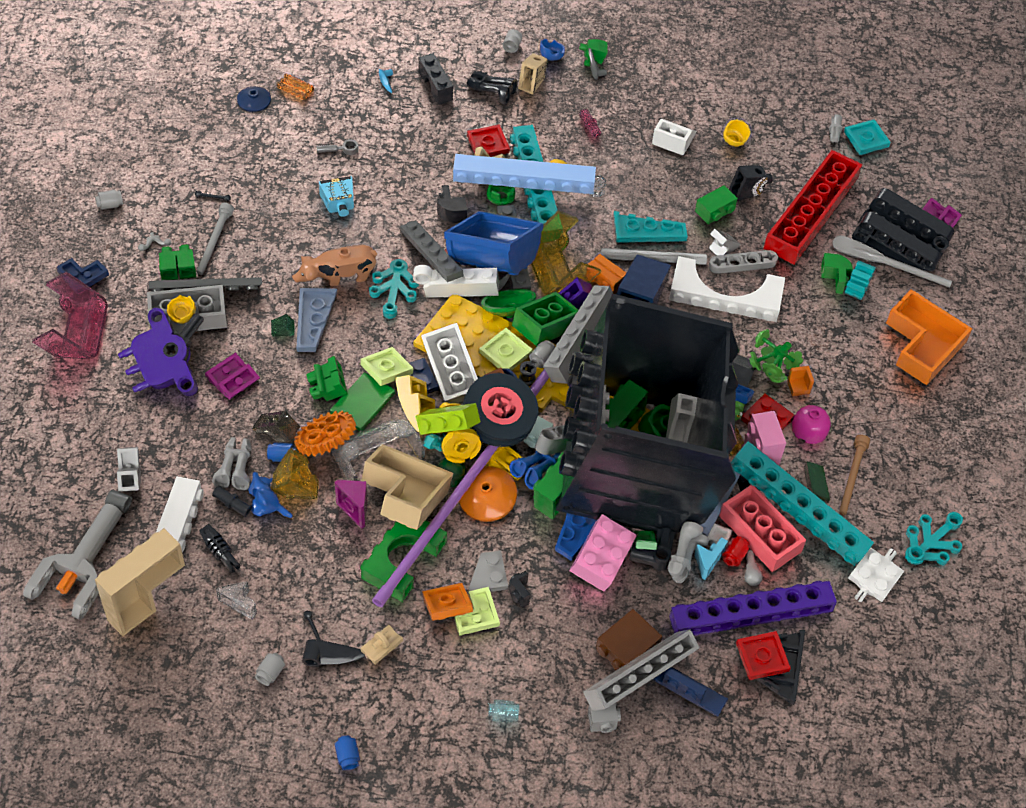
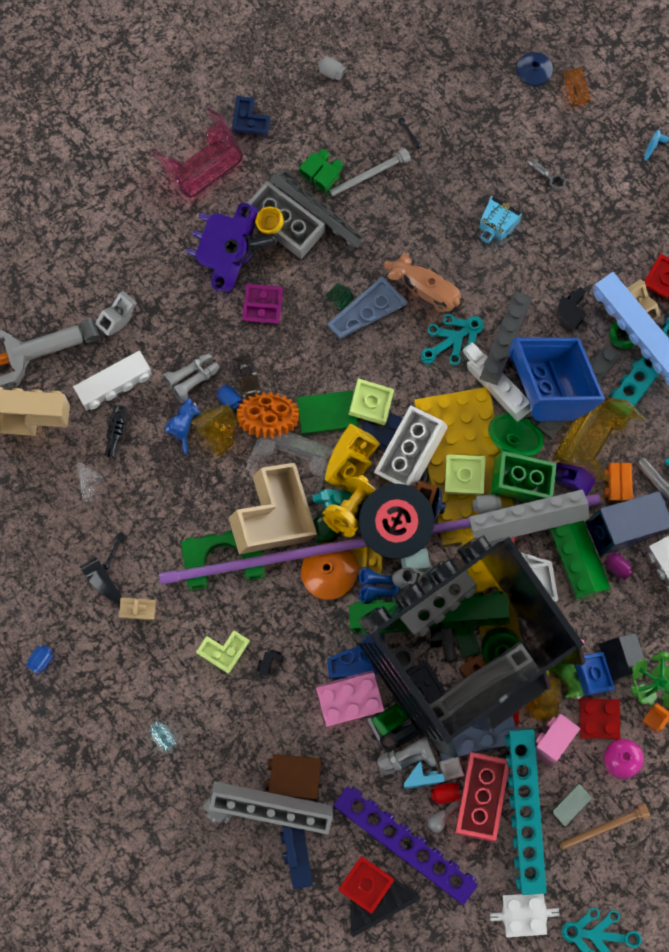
camera: 55 degrees right, 20 degrees up
(142, 247) = (334, 145): light grey piece -> none
(231, 501) = (159, 403): black pin -> none
(269, 668) = (55, 551): light grey brick -> none
(329, 380) = (319, 372): green hips -> none
(352, 499) = (232, 487): magenta slope -> none
(447, 601) = (211, 623): orange plate -> none
(448, 419) = (346, 494): lime brick -> none
(489, 572) = (264, 630): light grey wing -> none
(530, 372) = (455, 504): black bush -> none

